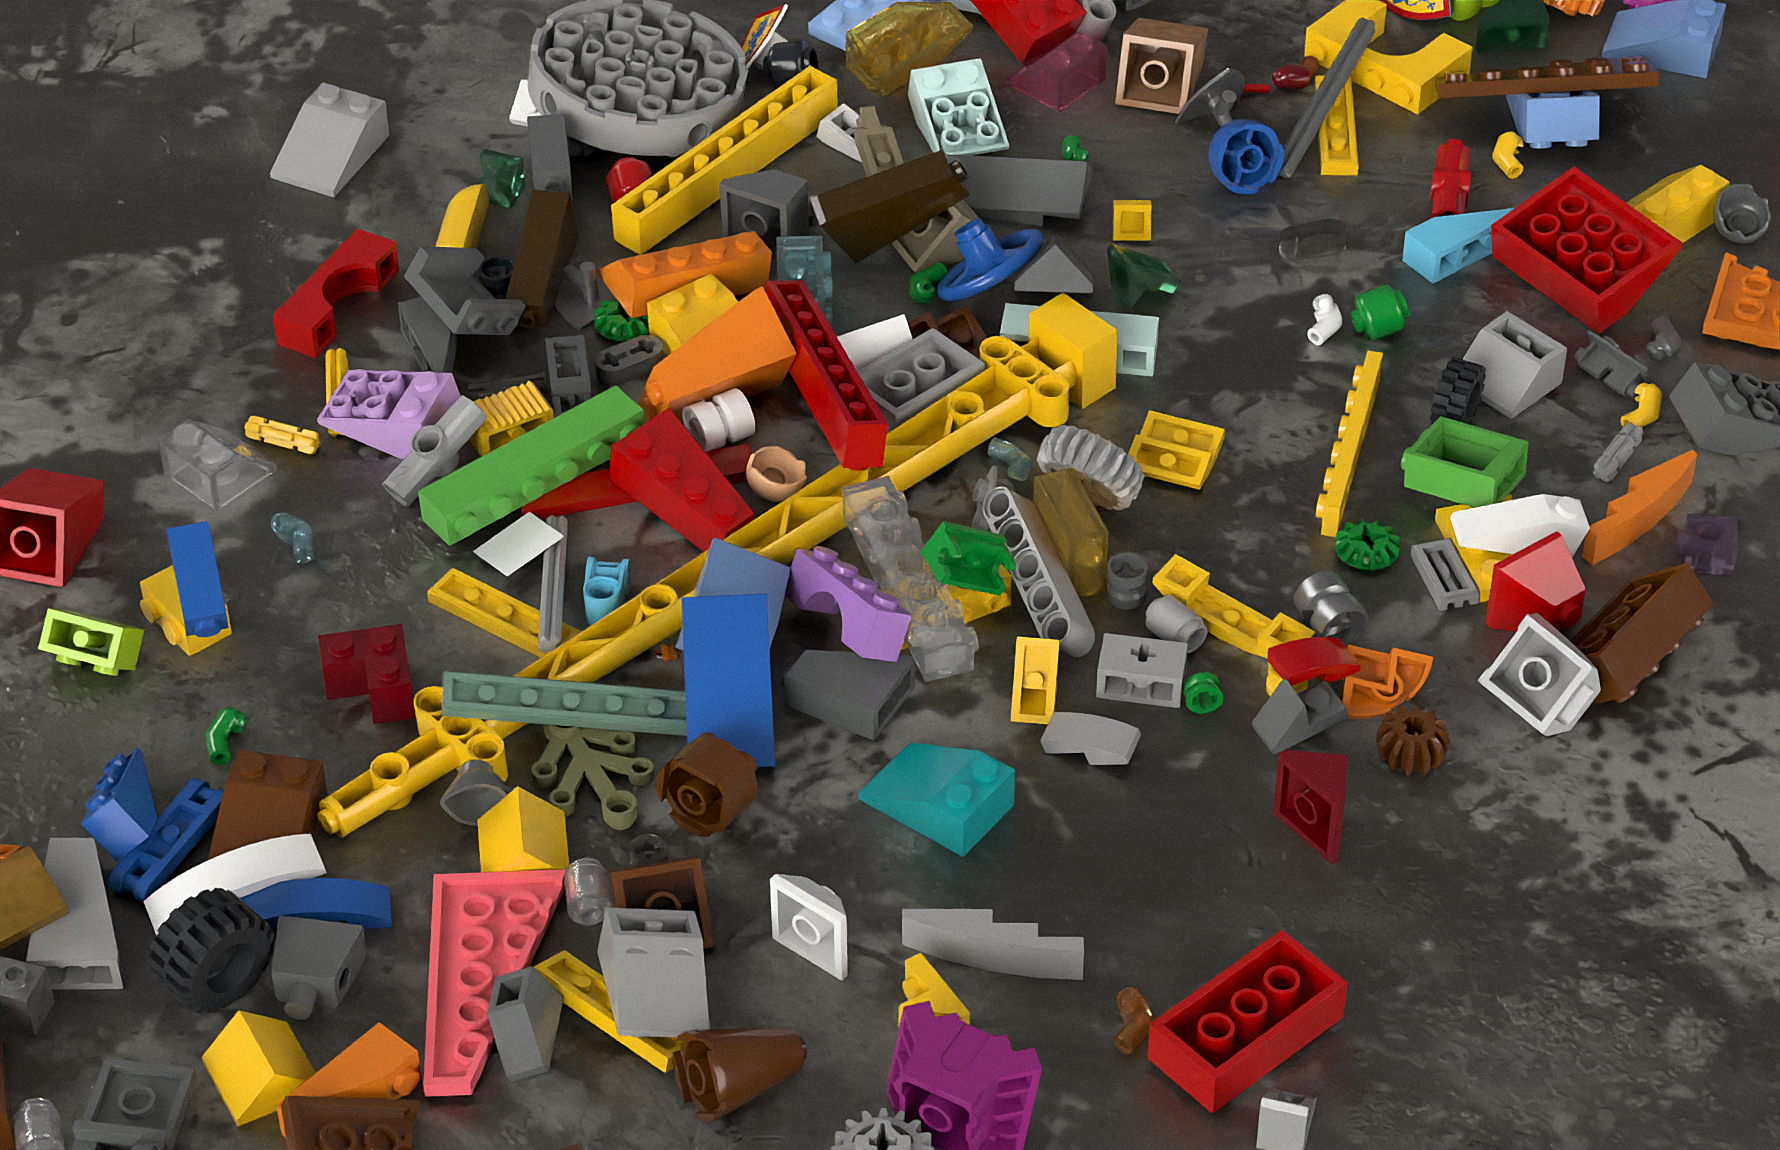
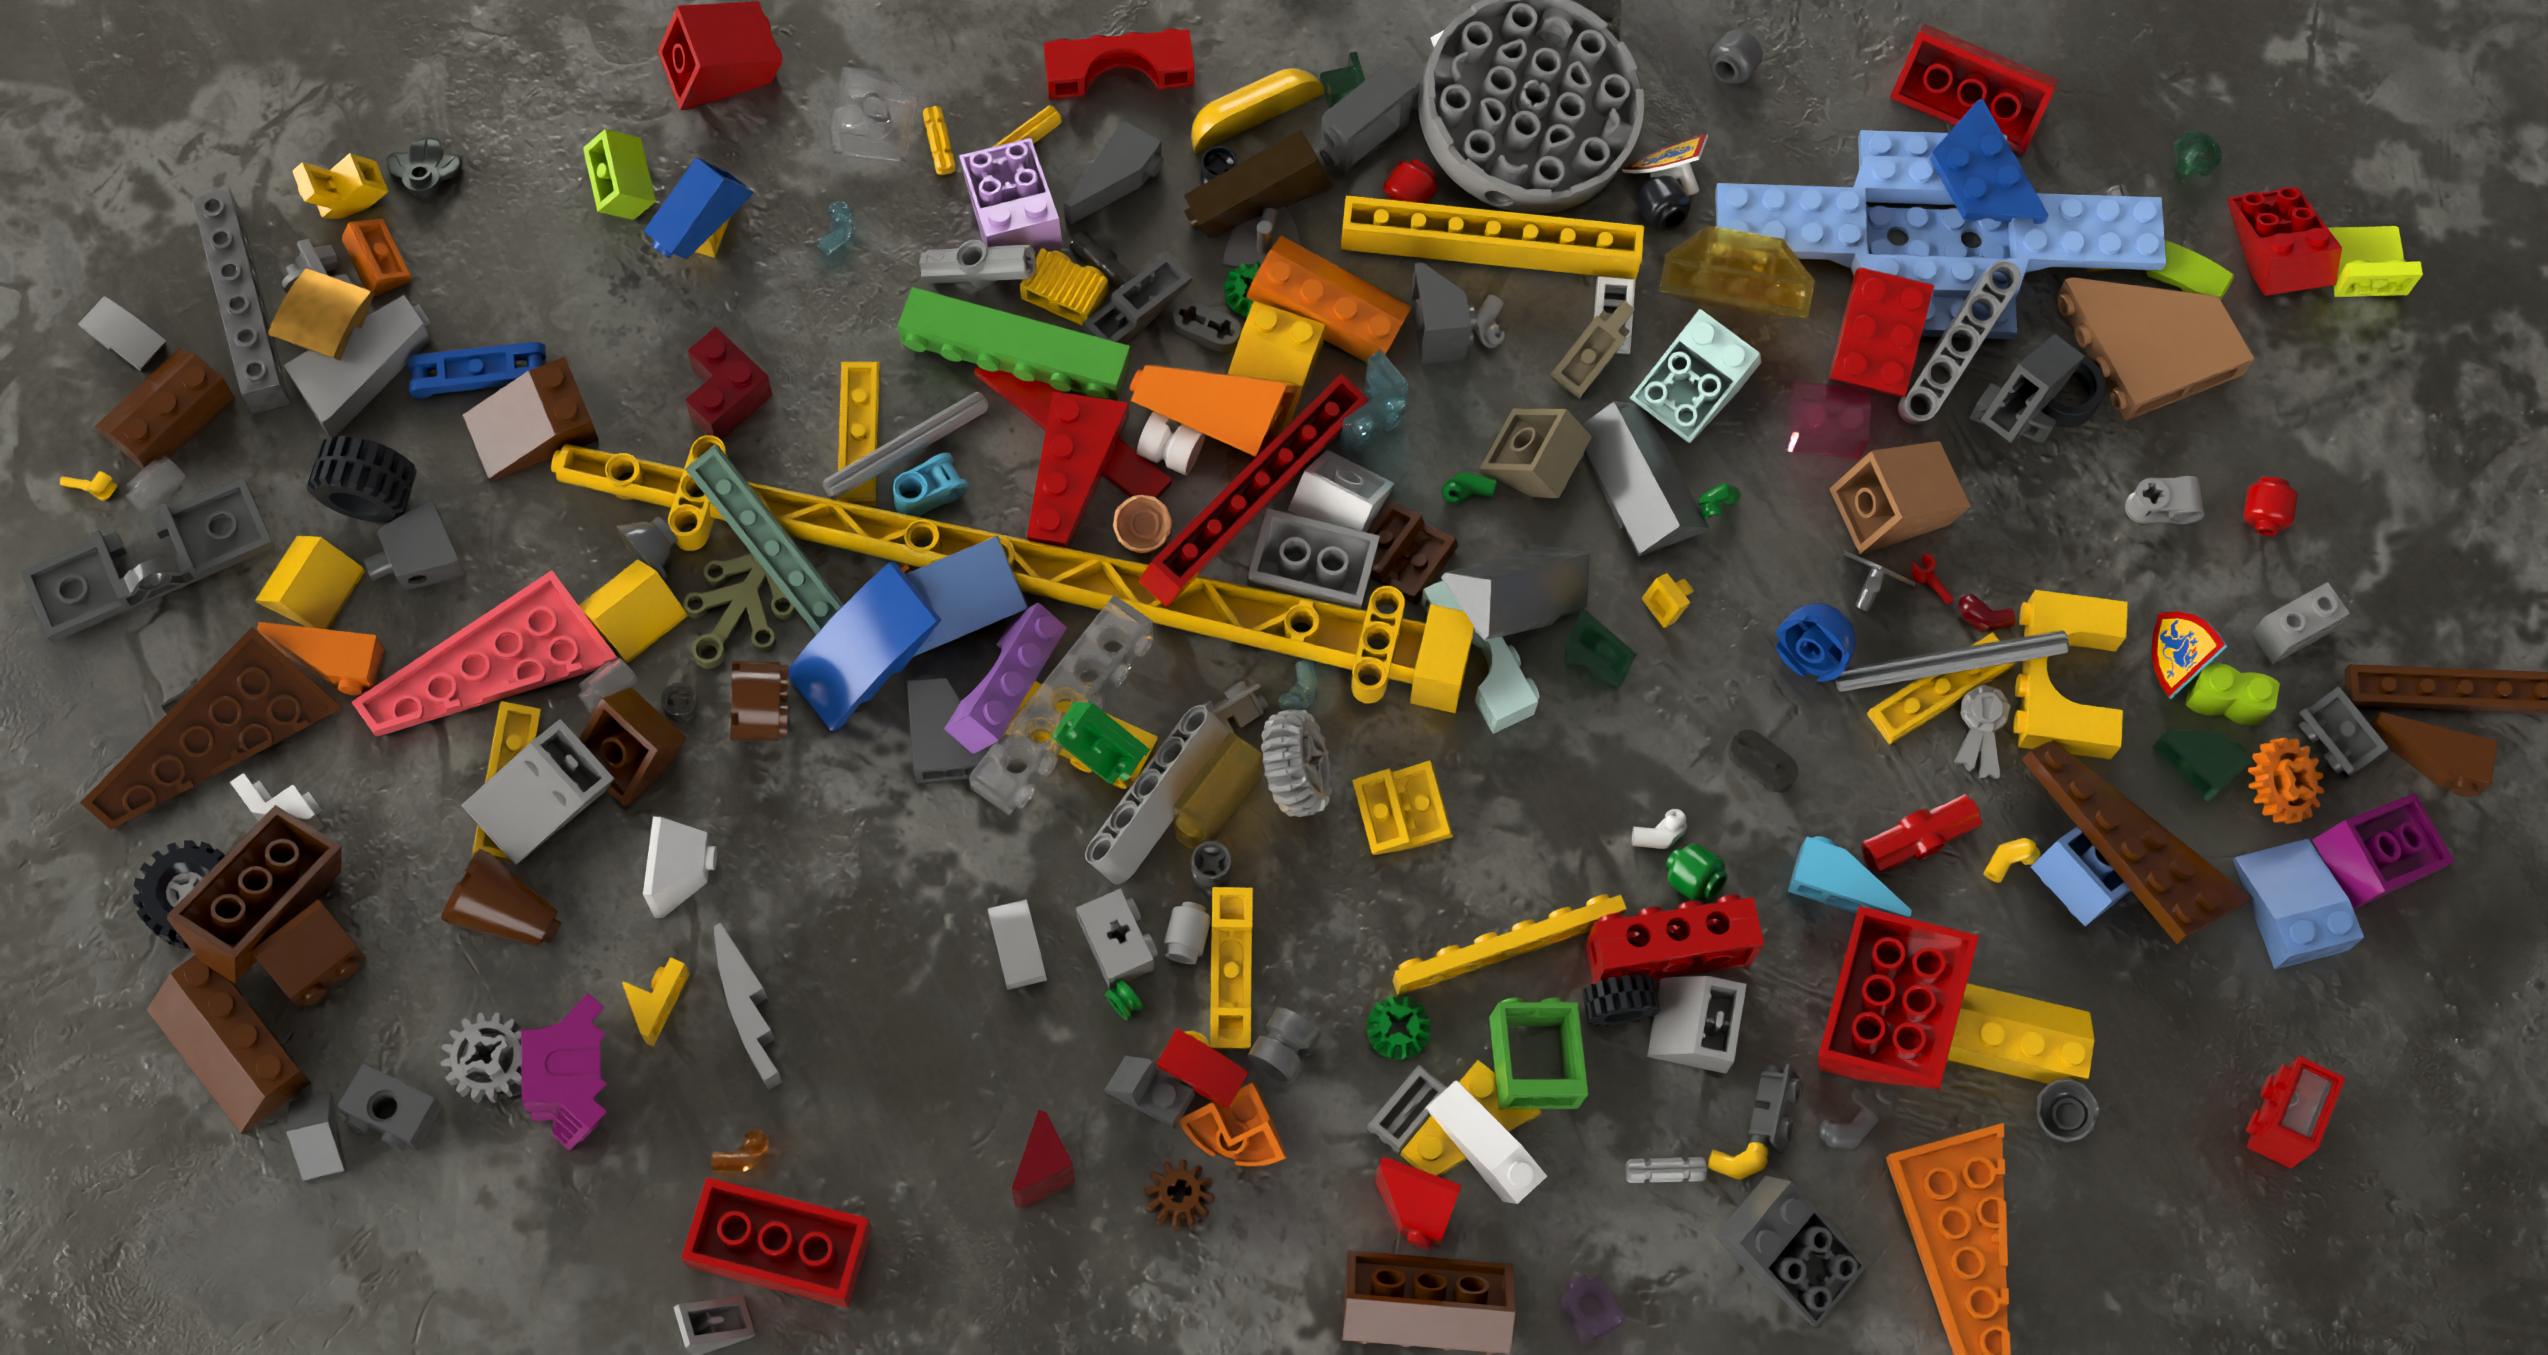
camera: 50 degrees right, 25 degrees up
(123, 806) = (469, 320): blue slope -> none
(216, 736) = (598, 325): green arm -> none
(241, 872) = (457, 444): white slope -> none
(324, 900) = (471, 506): blue slope -> none
(451, 289) = (1162, 159): dark grey panel -> none
(518, 544) = (934, 390): white sticker -> none
(524, 1021) = (447, 730): dark grey slope -> none
(890, 203) = (1503, 404): dark brown slope -> none
(943, 793) = (880, 869): teal slope -> none
(988, 257) = (1503, 517): blue piece -> none
(1035, 680) = (1042, 867): yellow slope -> none
(1381, 109) = (1984, 712): none -> light grey piece
(1439, 328) = (1676, 941): none -> red brick
(1543, 677) = (1313, 1260): light grey slope -> none
(1638, 511) = (1616, 1230): orange slope -> none

